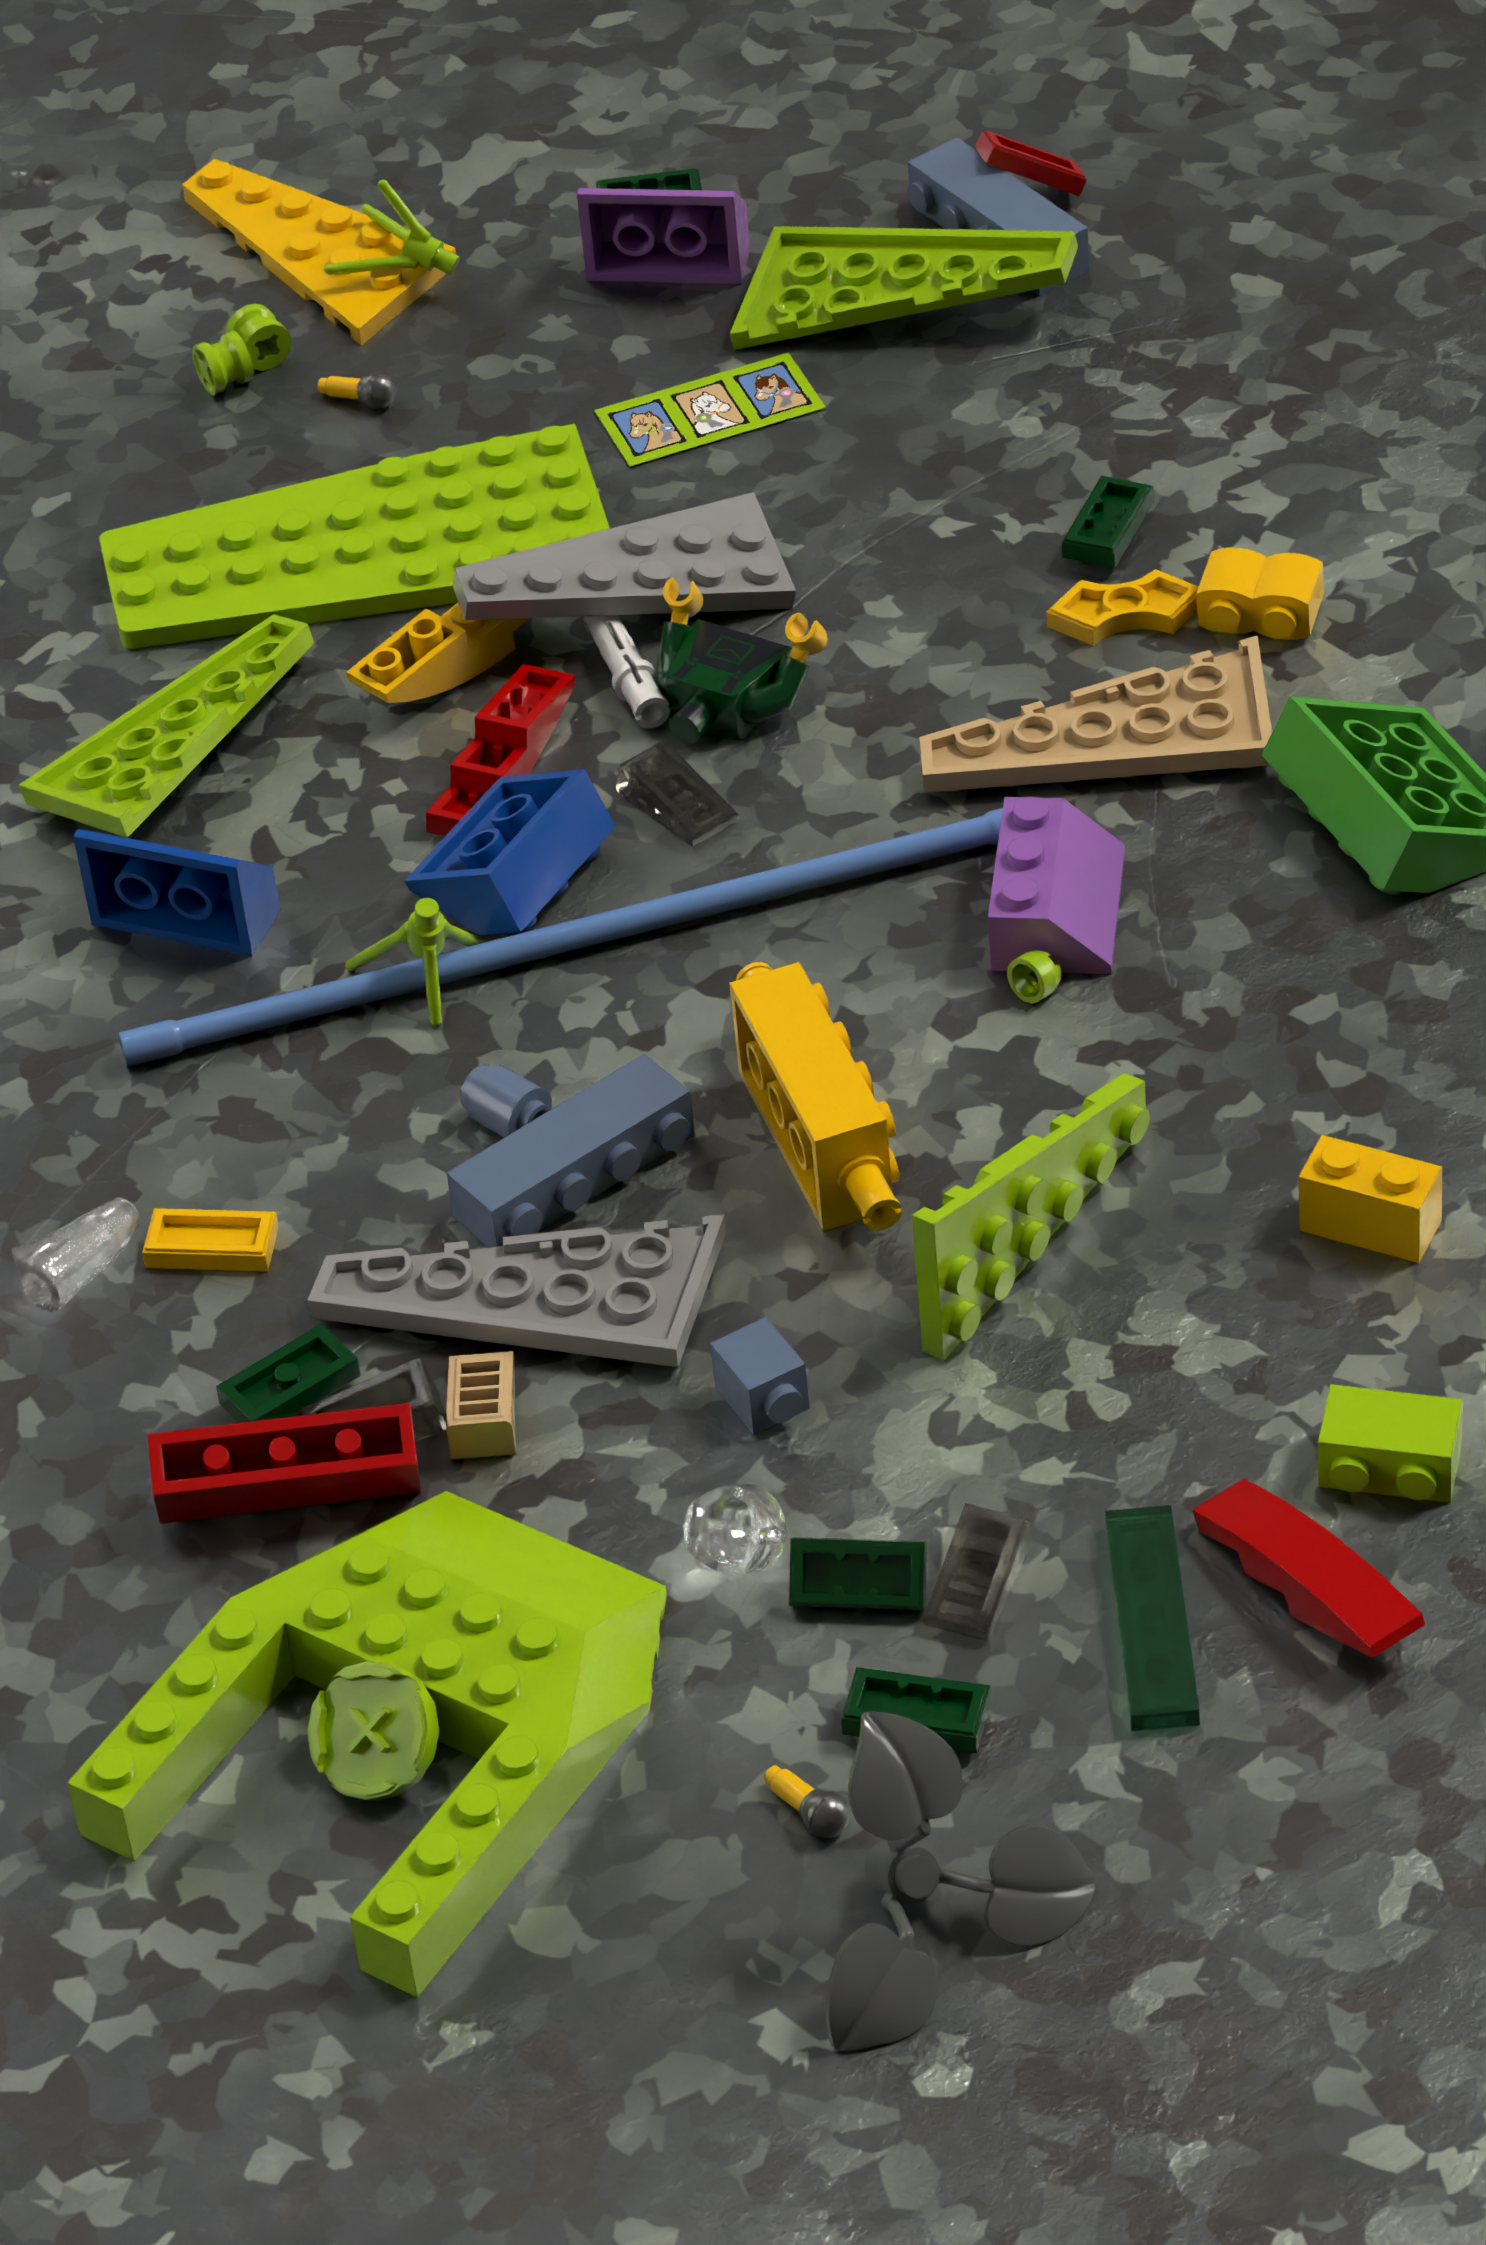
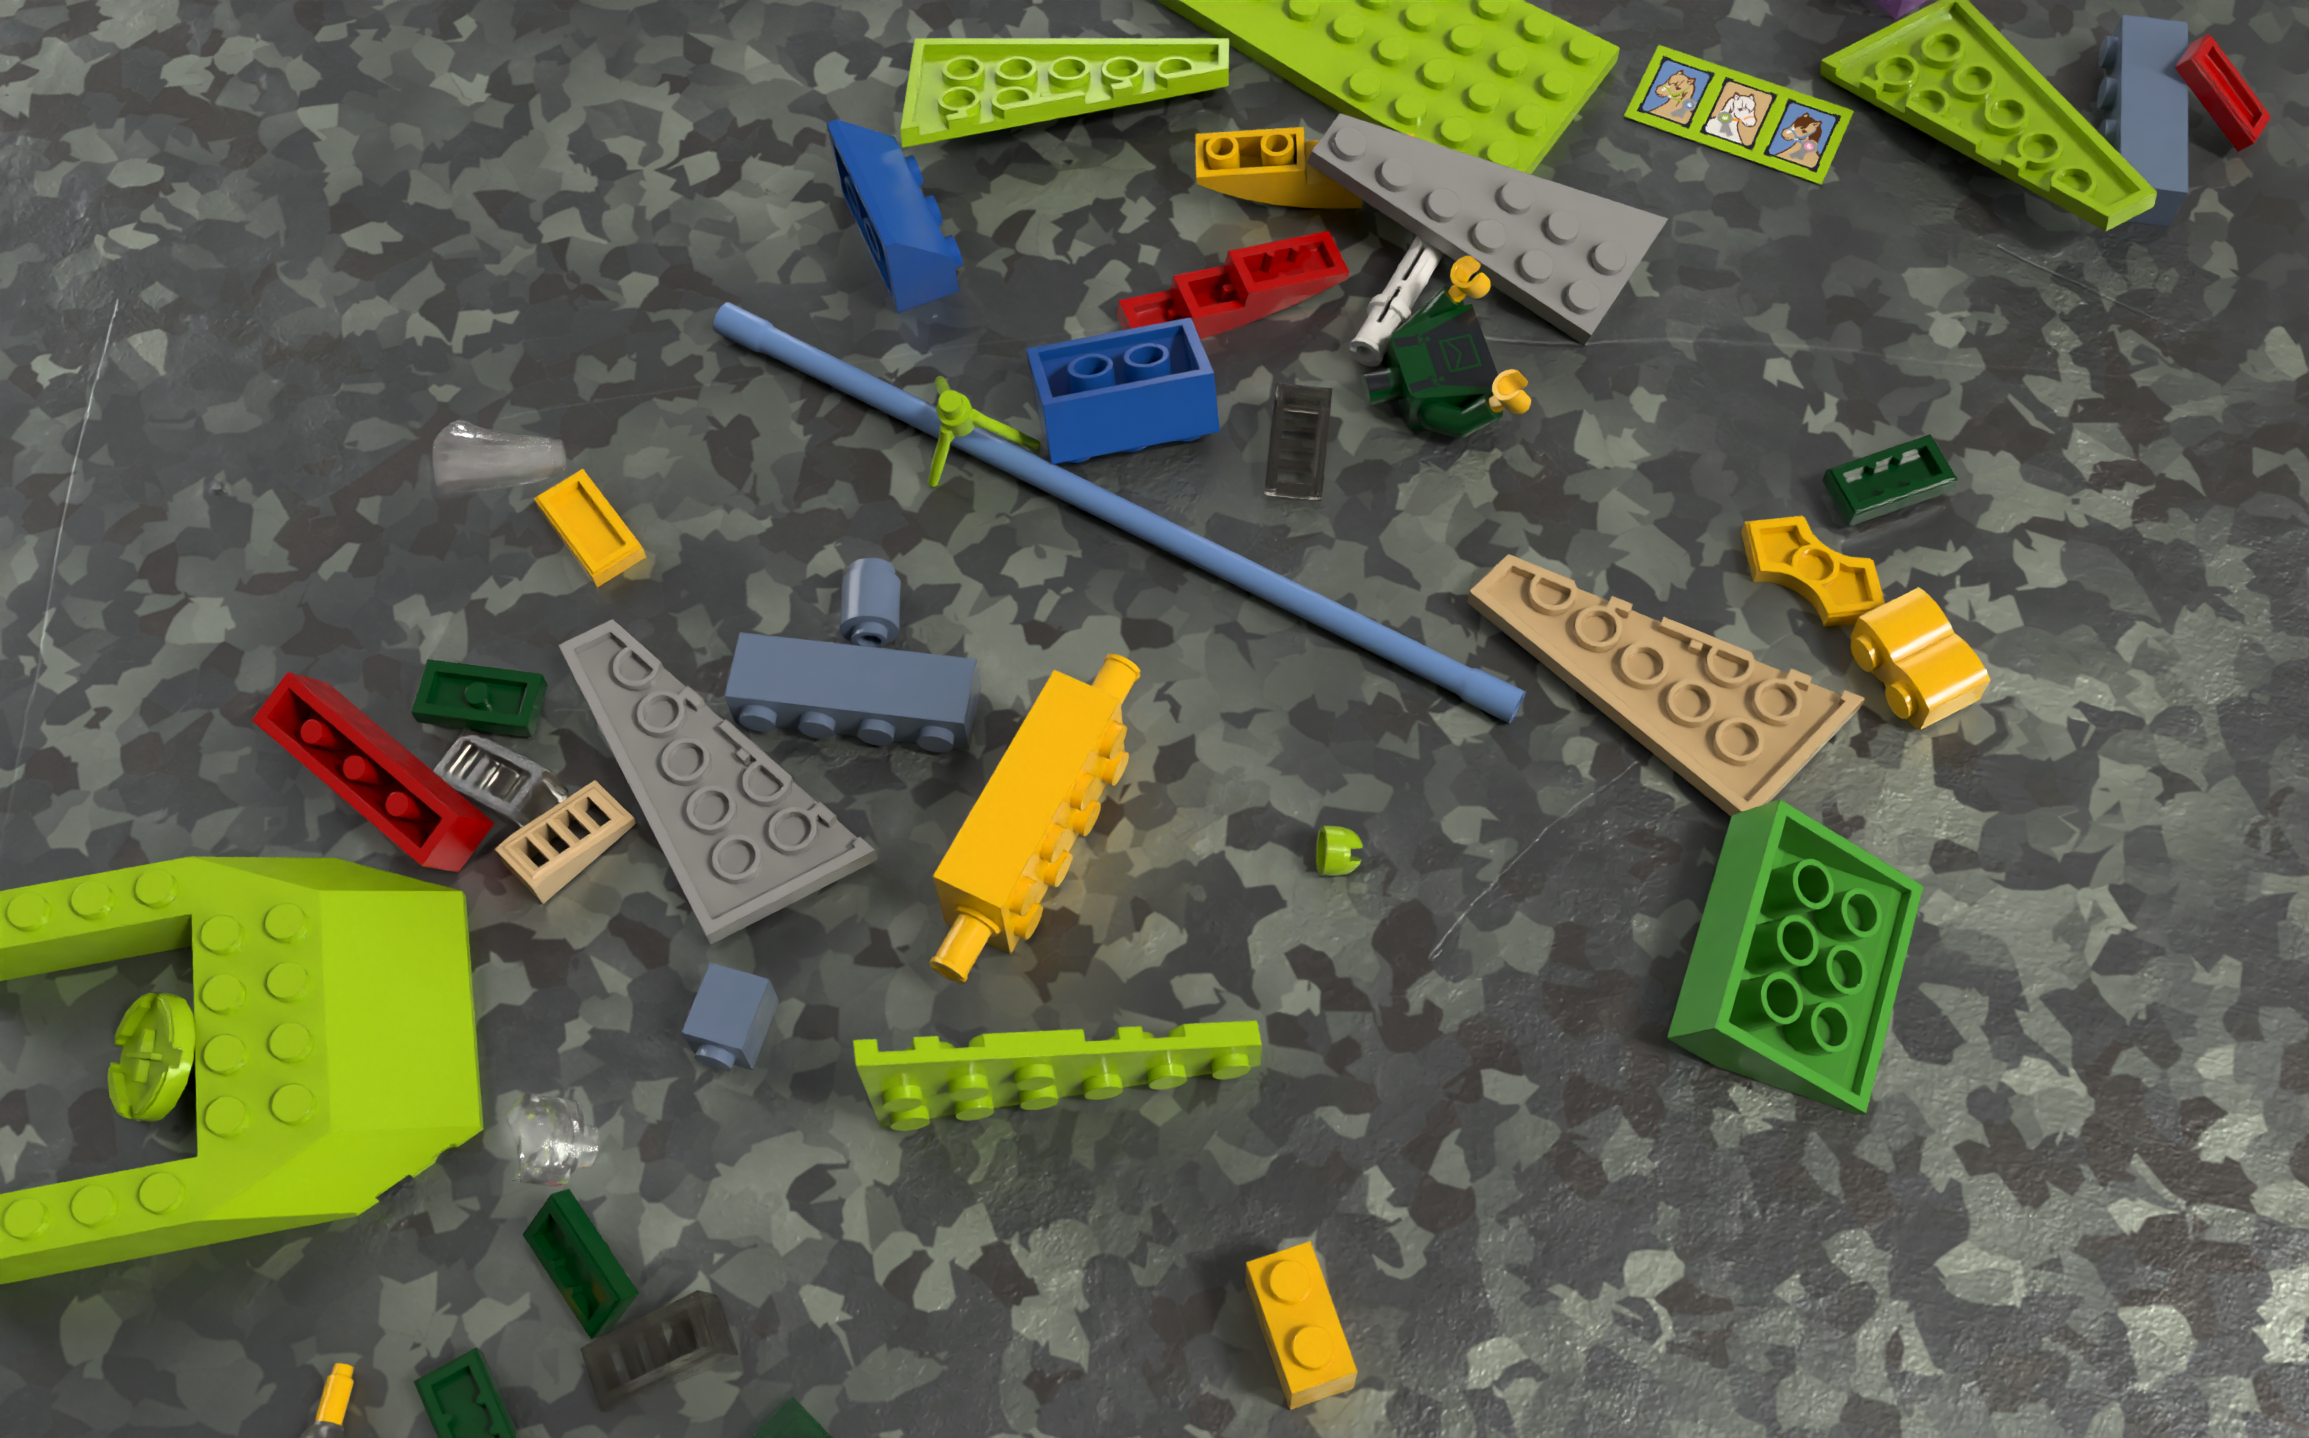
camera: 45 degrees right, 20 degrees up
(1055, 887) = (1437, 788): medium lavender slope -> none

